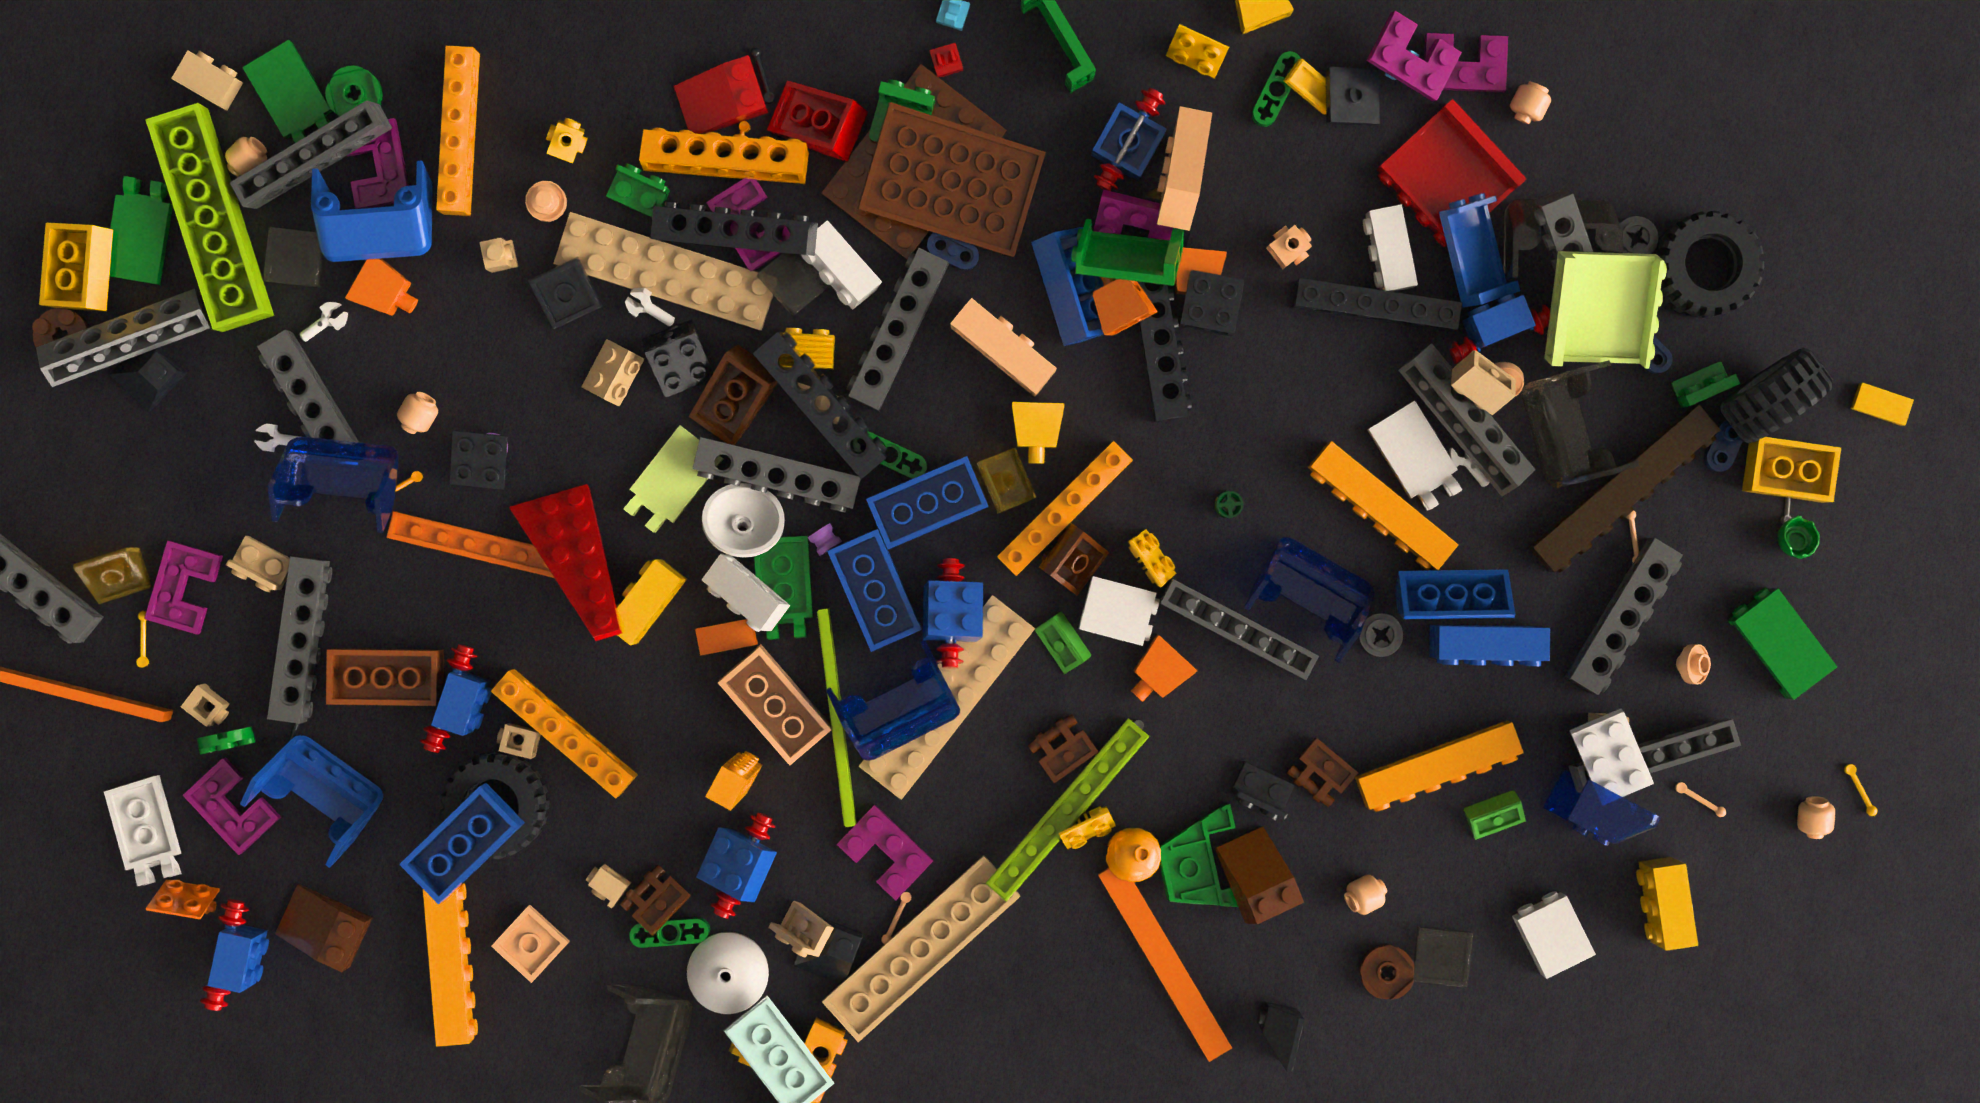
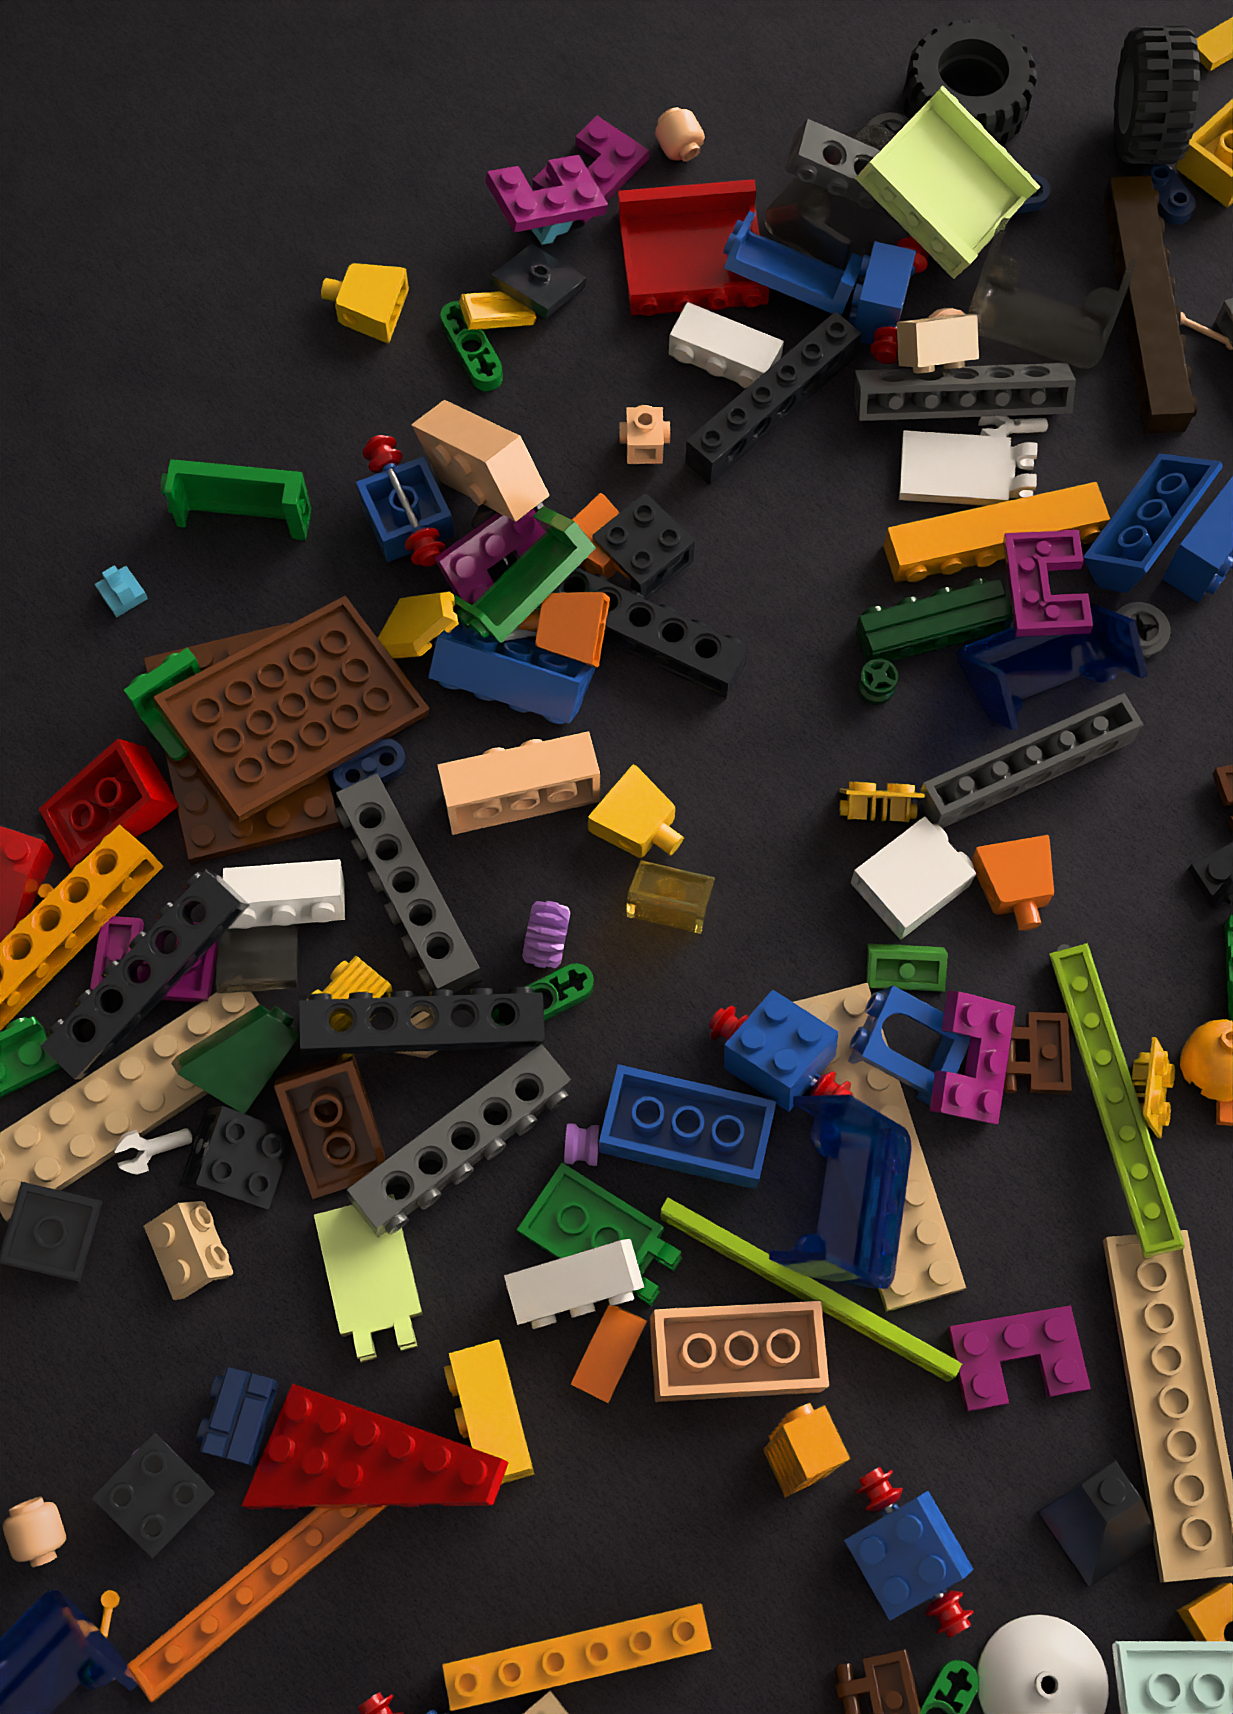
camera: 50 degrees left, 20 degrees down
(549, 470) = (238, 1416): none -> dark blue brick
(729, 318) = (239, 1057): none -> dark green slope
(742, 507) = (485, 1220): white dish -> none
(802, 930) = (1053, 1531): tan bracket -> none
(905, 897) = (1095, 1376): light nougat hinge -> none
(926, 431) = (546, 934): none -> medium lavender gear
(927, 502) = (629, 990): blue brick -> none
(946, 60) = (163, 631): red tile -> none
(1018, 704) = (871, 1048): none -> blue panel
(1051, 716) = (980, 1091): none -> magenta plate
(1058, 210) = (417, 622): none -> yellow tile
(1064, 508) = (752, 853): light orange brick -> none
(1073, 559) = (816, 880): reddish brown brick -> none
(1197, 51) = (368, 381): yellow hinge -> none
(1292, 510) = (934, 621): none -> dark green brick
(1337, 566) = (1033, 607): none -> magenta plate
(1703, 384) = (1091, 167): green bracket -> none

